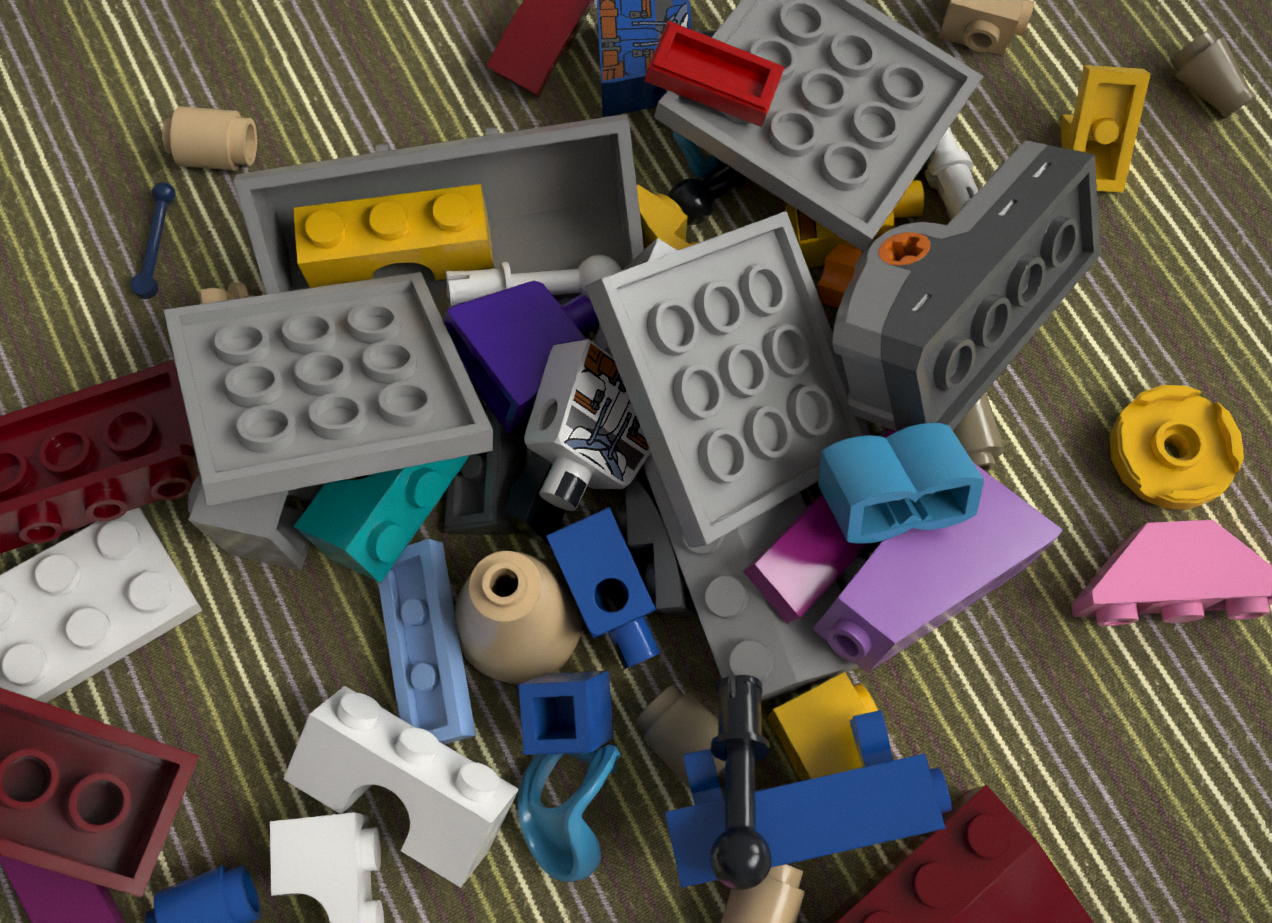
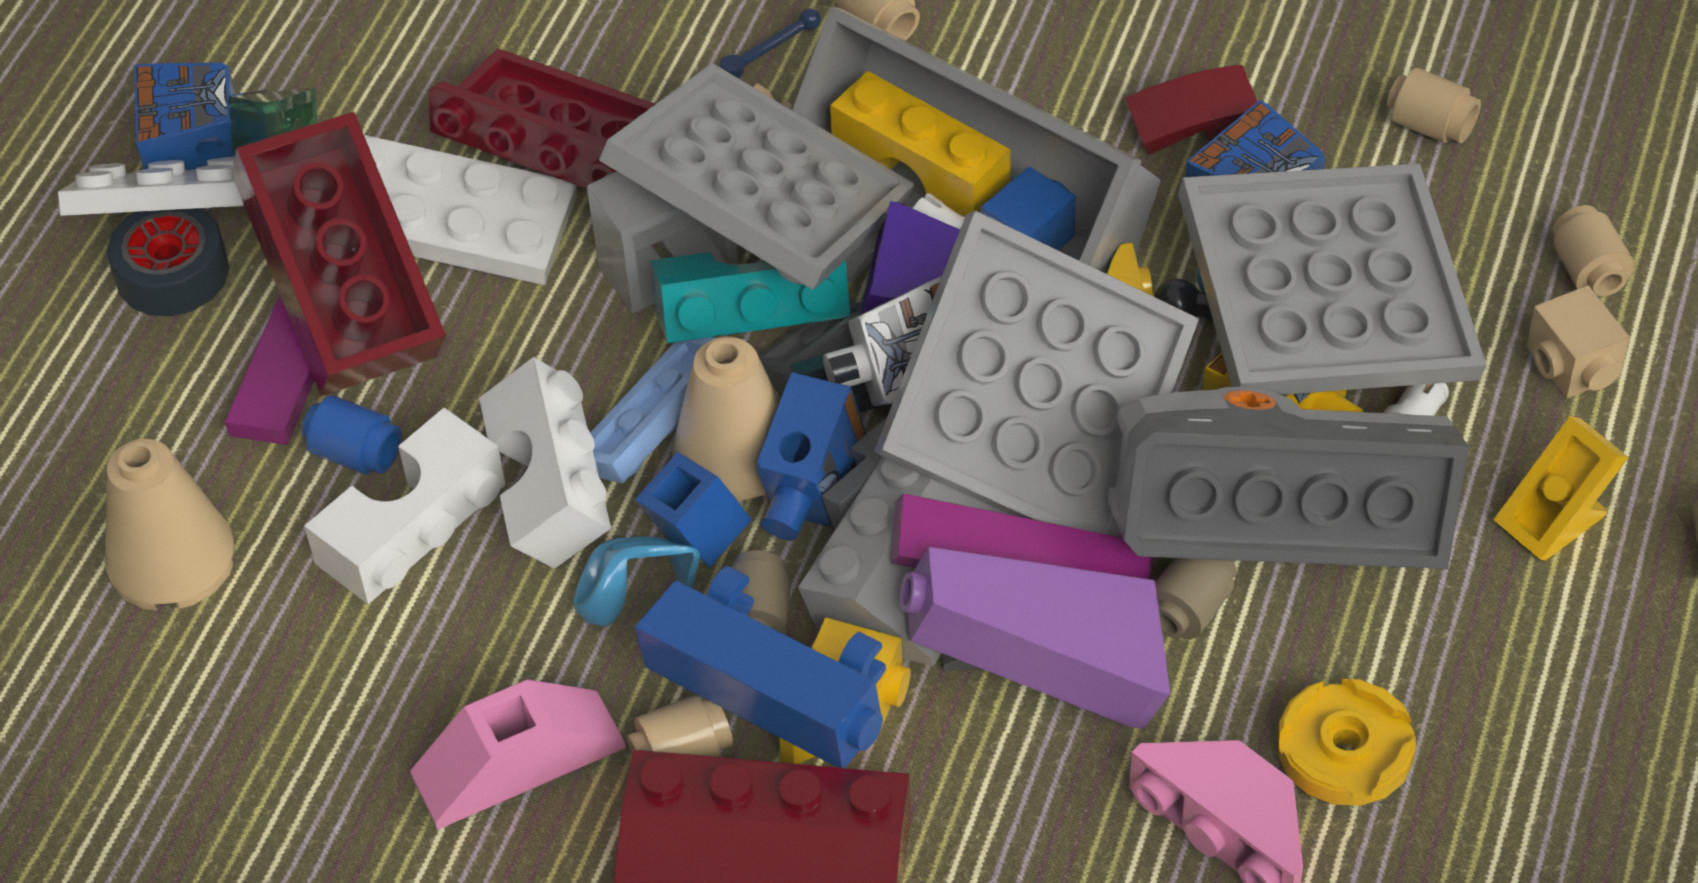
camera: 50 degrees right, 20 degrees down
(538, 226) = (1035, 208): none -> blue brick
(714, 73) = (1247, 190): red tile -> none
(740, 853) = (687, 618): black pin -> none
(899, 482) = (1073, 539): dark azure brick -> none

